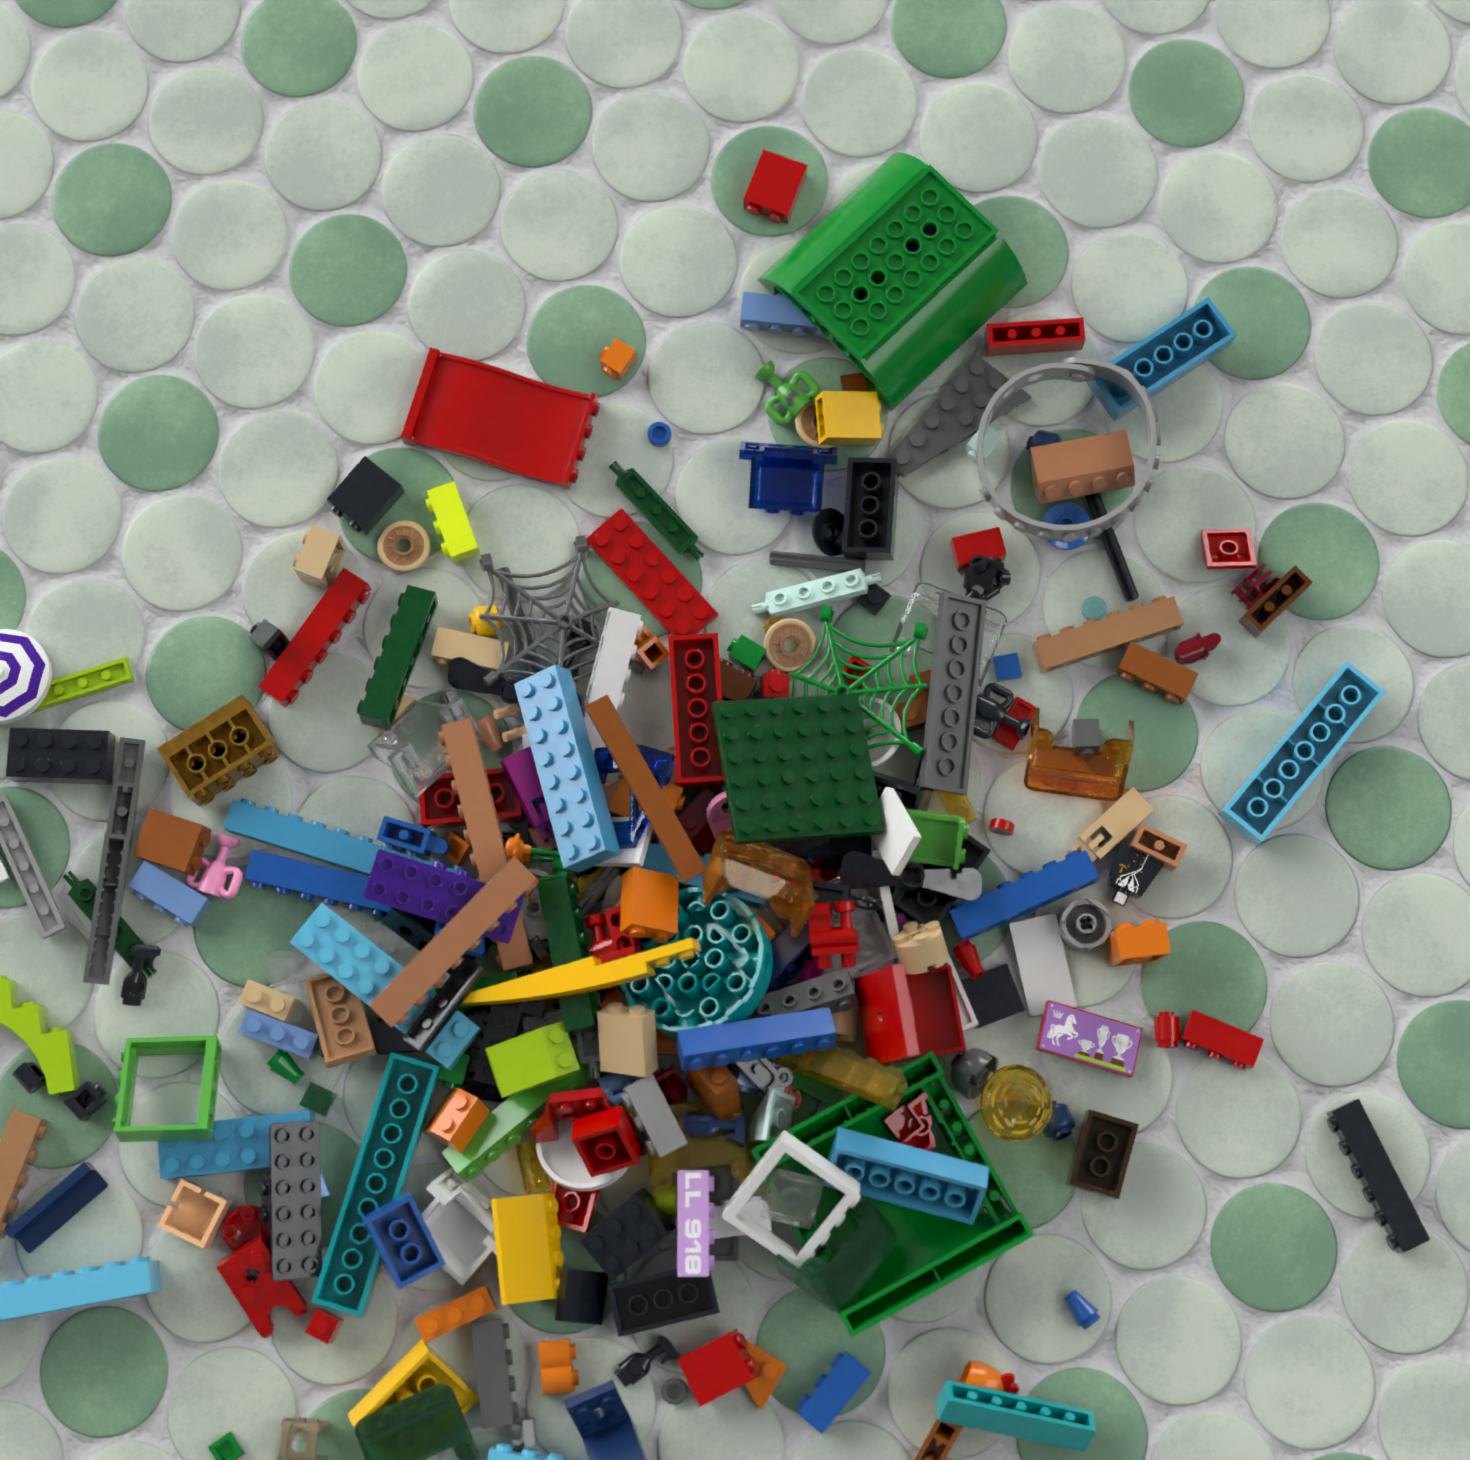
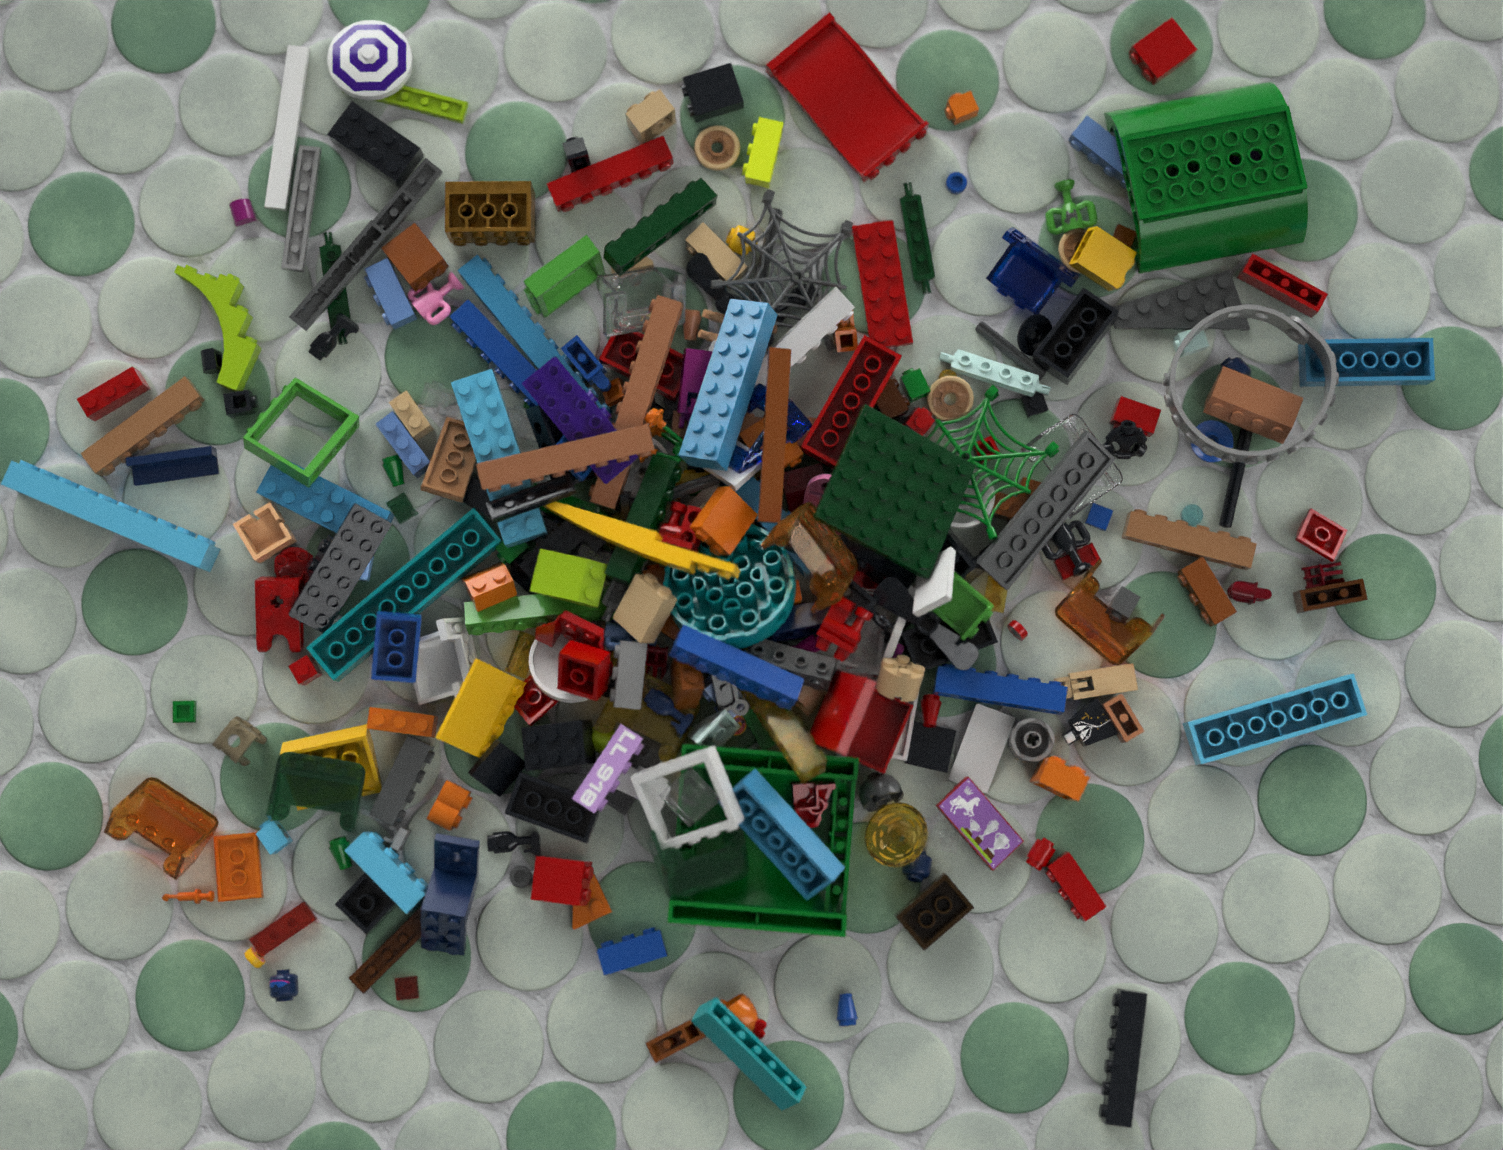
camera: 30 degrees right, 5 degrees up
(336, 766) = (564, 277): none -> bright green window

